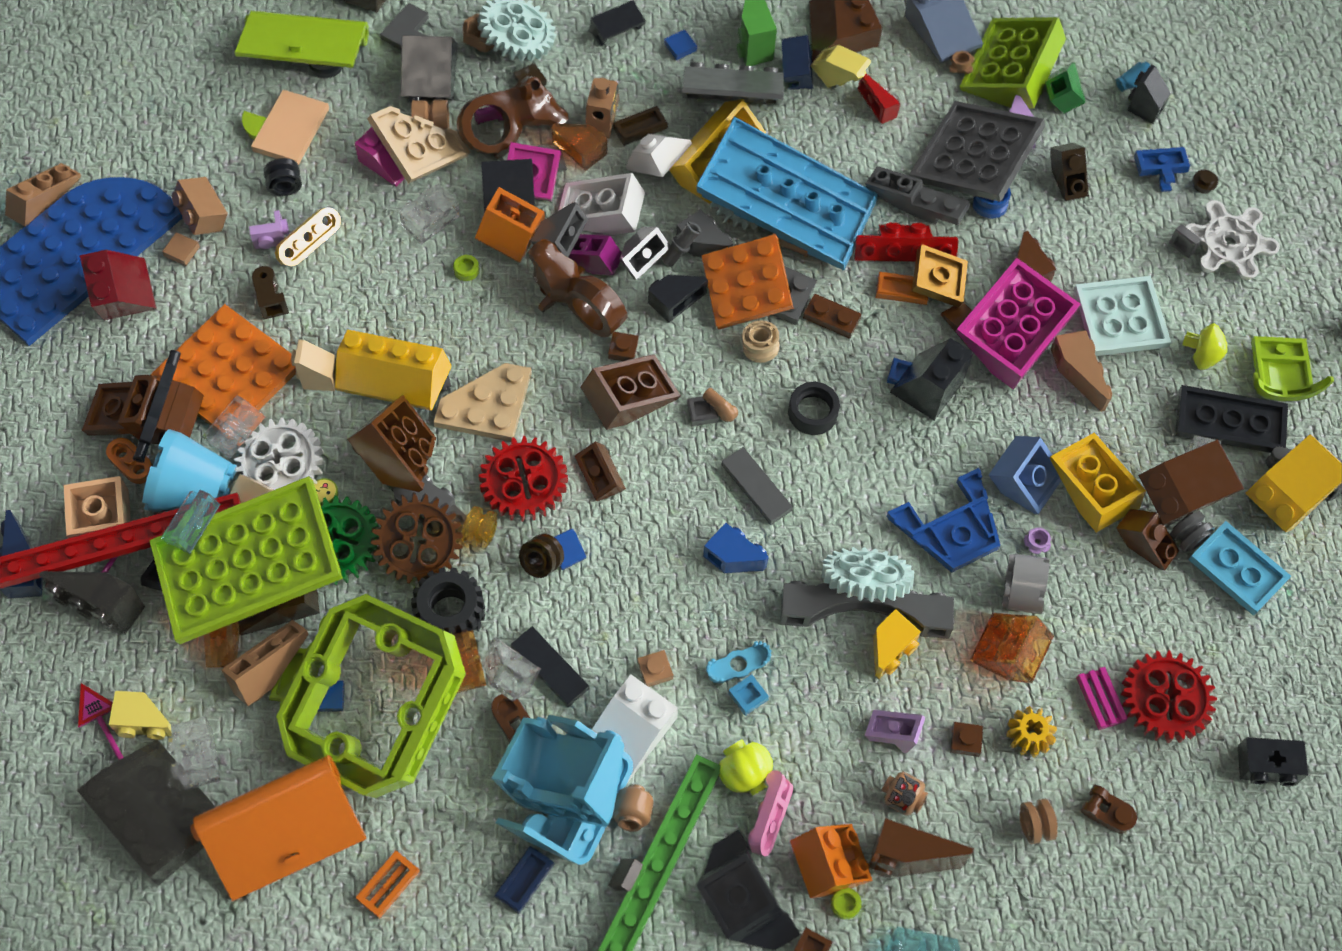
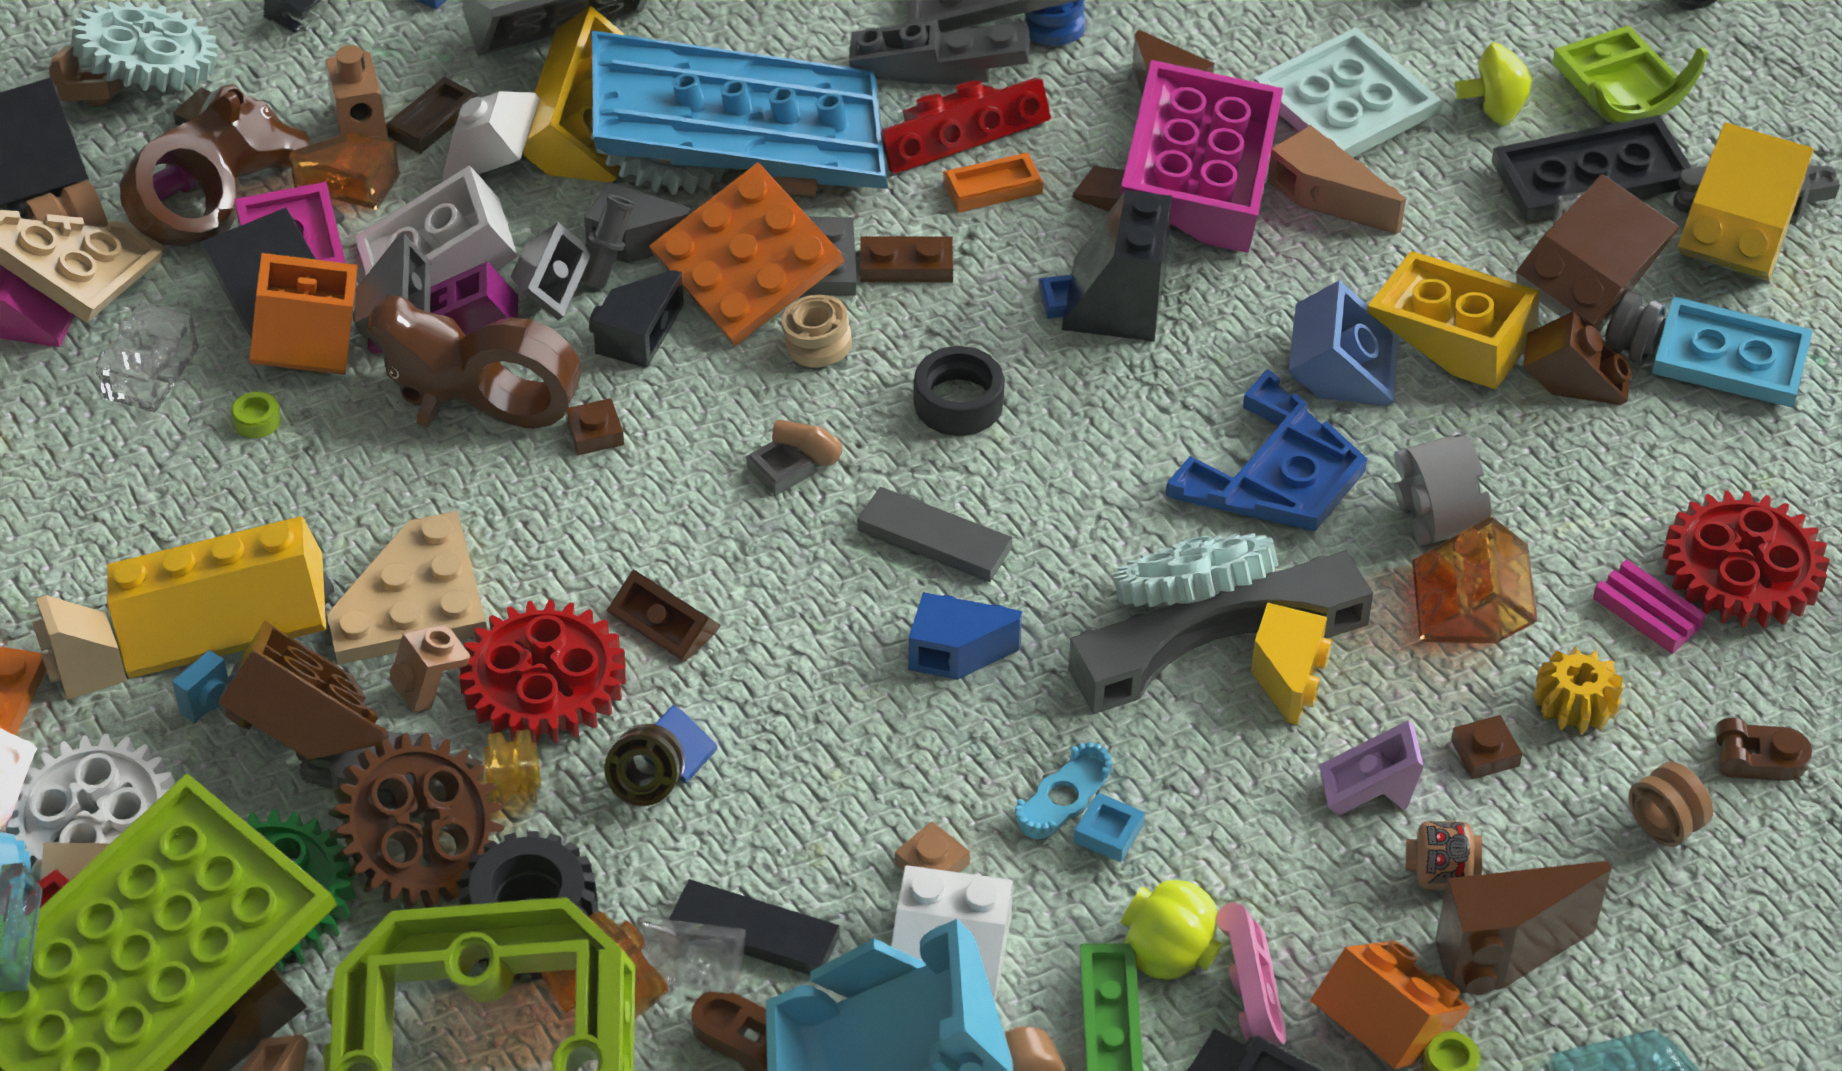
camera: 25 degrees left, 15 degrees down
(361, 413) = (200, 686): none -> dark azure plate
(469, 448) = (421, 662): none -> medium nougat bracket
(628, 390) = (641, 480): reddish brown slope -> none
(940, 276) = (1043, 139): plate -> none
(1041, 535) = (1416, 429): lavender plate -> none

